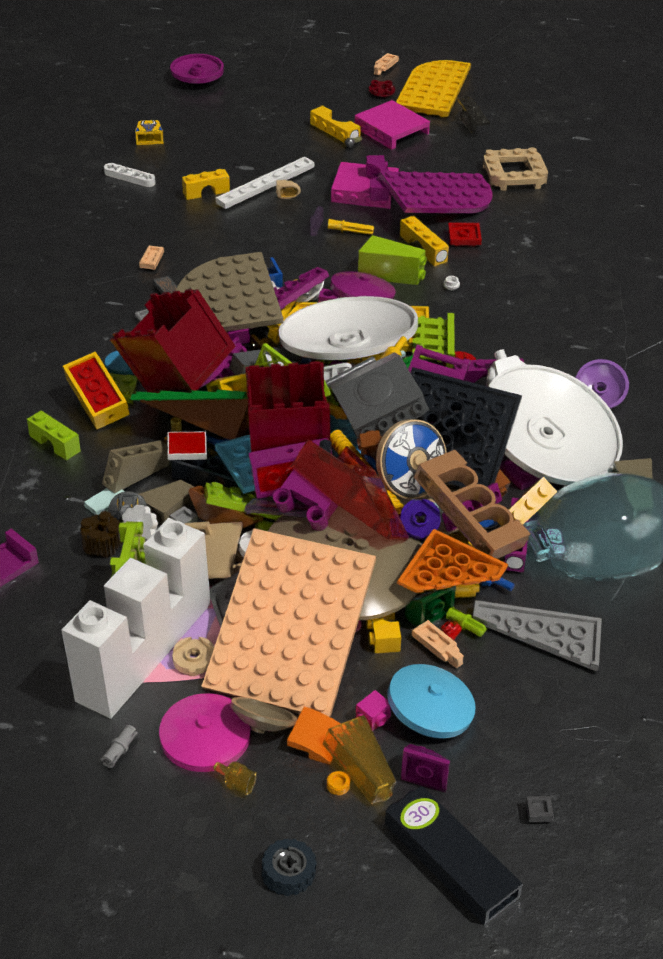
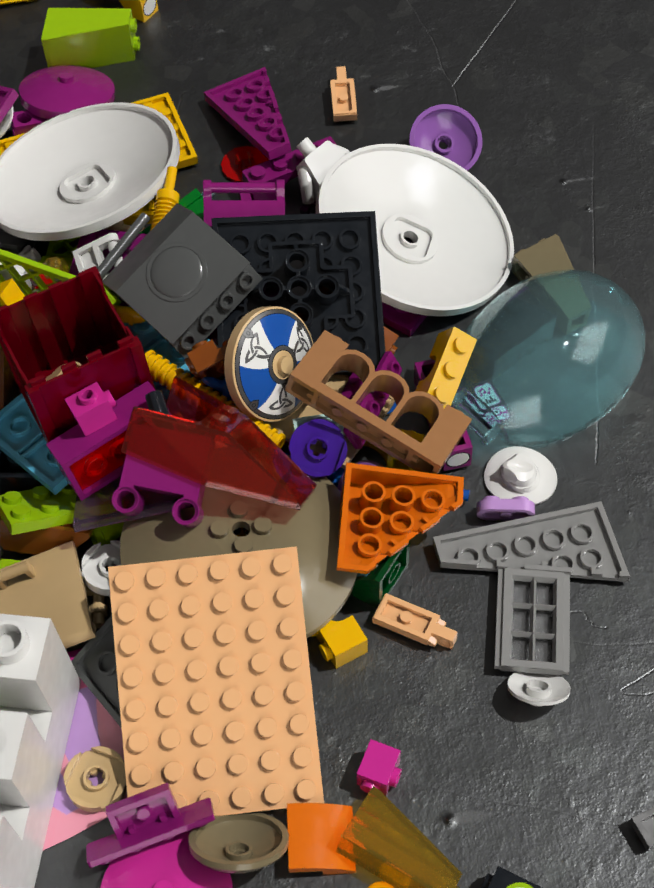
camera: 20 degrees left, 15 degrees up
(212, 679) = (145, 821): none -> magenta bracket
(285, 439) = (92, 408): none -> dark pink brick
(425, 768) = (486, 829): magenta slope -> none
(431, 701) = (447, 722): medium azure dish -> none
(436, 336) = (219, 145): lime fence -> none
(451, 283) = (180, 43): white plate -> none
(451, 629) = (420, 594): red plate -> none
(466, 621) = (434, 573): lime axle -> none
(478, 331) = (252, 110): none -> magenta wing
(502, 706) = (538, 688): none -> white dish
(518, 669) = (532, 622): none -> light grey piece
(529, 599) = (499, 509): none -> lavender plate
(545, 342) = (343, 97): none -> light nougat hinge
(555, 589) = (520, 473): none -> white hat

